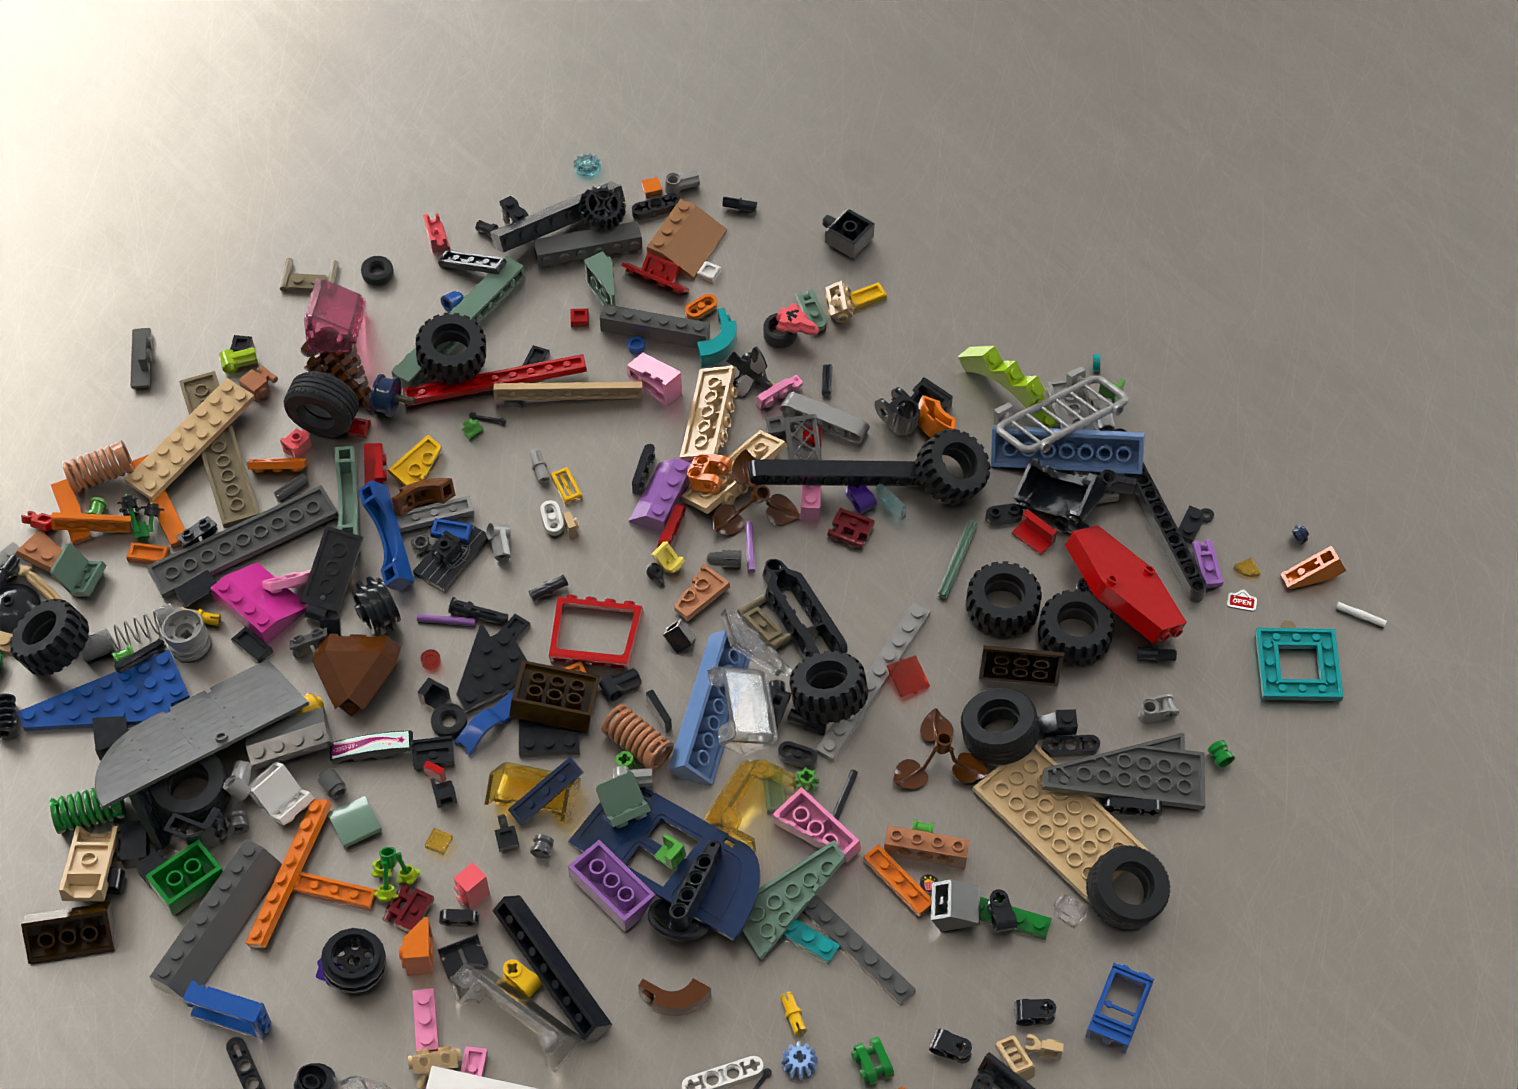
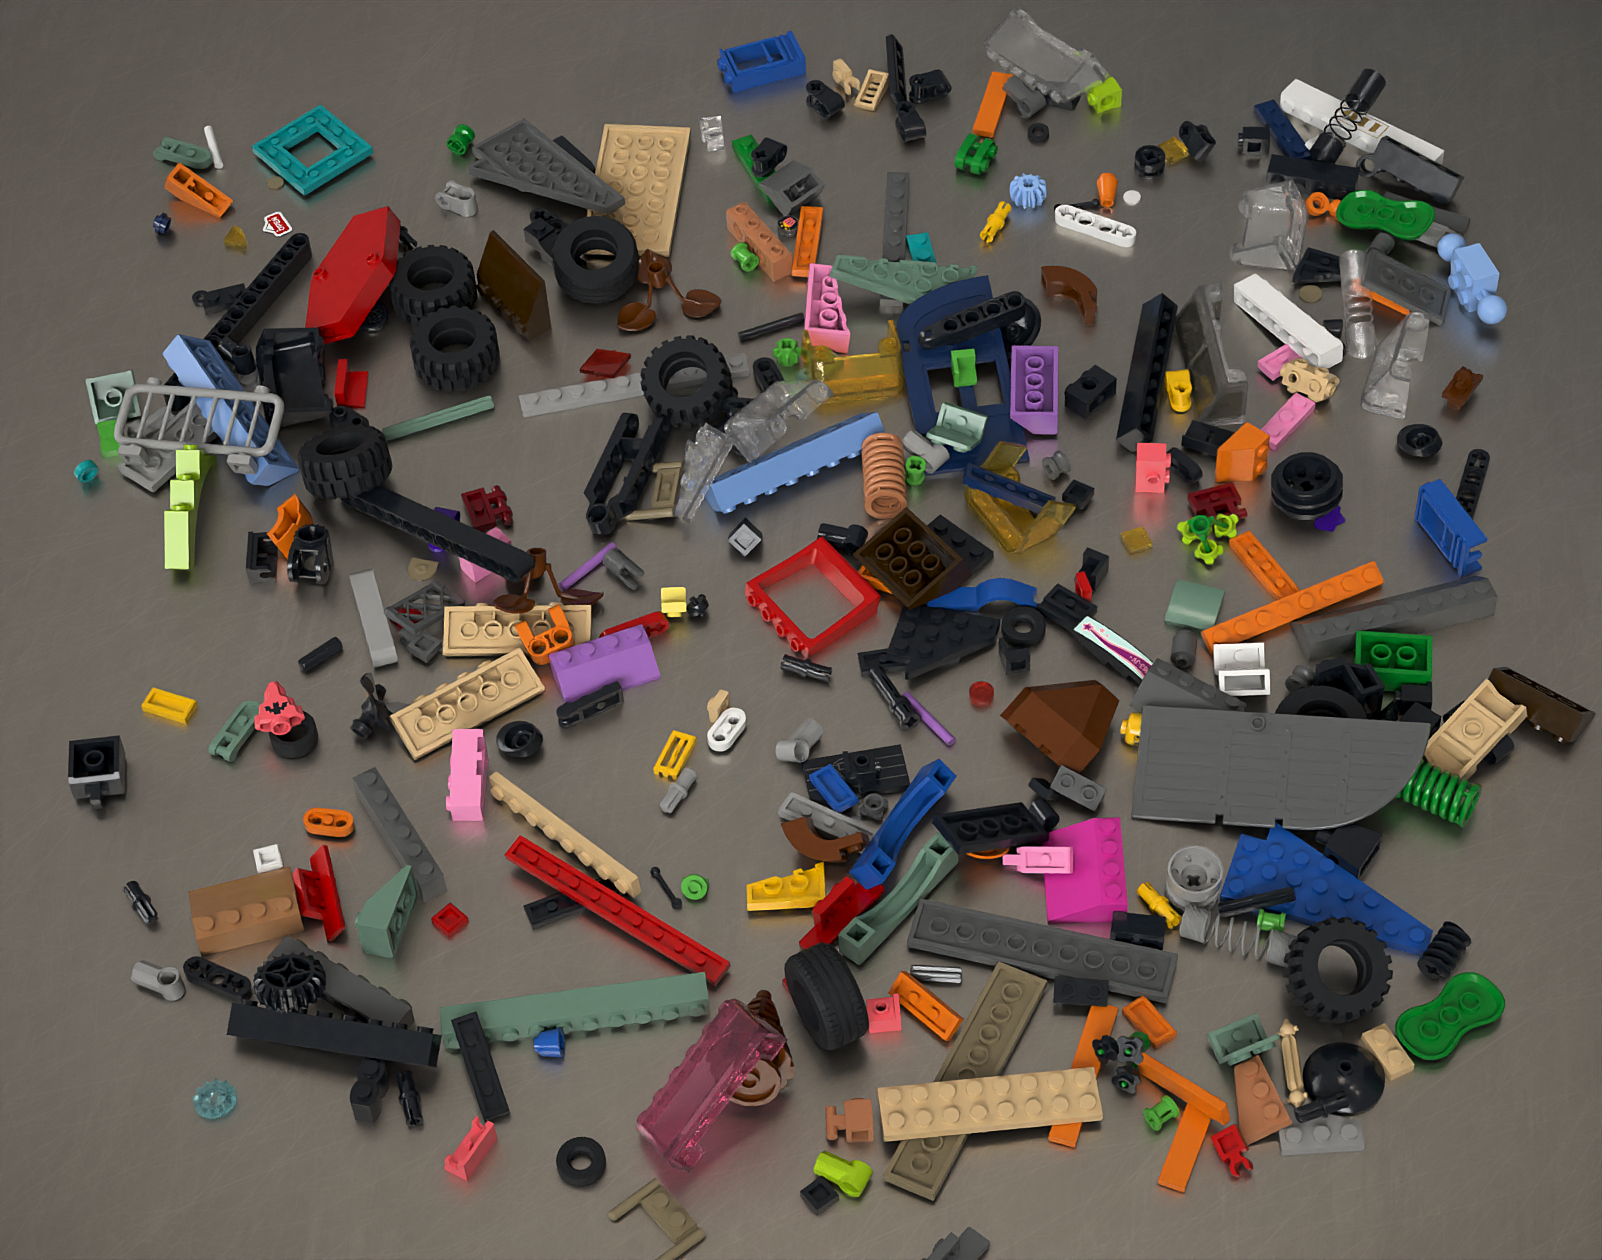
camera: 130 degrees left, 5 degrees down
(104, 474) = (1119, 1151): nougat piece -> none
(238, 782) = (1268, 695): light grey piece -> none
(252, 645) = (1134, 841): black tile -> none
(375, 605) = (989, 750): black wheel -> none
(387, 395) = (743, 971): dark blue wheel -> none
(451, 367) = (634, 975): black tyre -> none
(575, 911) = (1090, 391): none -> black brick
(636, 345) = (436, 841): blue tile -> none
(651, 186) = (190, 1008): orange tile -> none
(657, 421) = (519, 739): none -> black hat
(659, 710) = (837, 491): black tile -> none
(702, 591) = (680, 558): nougat wing -> none
(720, 347) = (354, 761): teal arch -> none
(778, 391) = (384, 674): bright pink hinge -> none
(839, 302) = (210, 705): tan brick -> none
(890, 501) = (426, 494): clear light blue plate -> none
(1150, 874) = (658, 102): black tyre -> none
(1152, 412) = (107, 395): none -> sand green slope
(1207, 563) = (257, 260): medium lavender plate -> none
(1368, 591) = (183, 152): none -> sand green plate

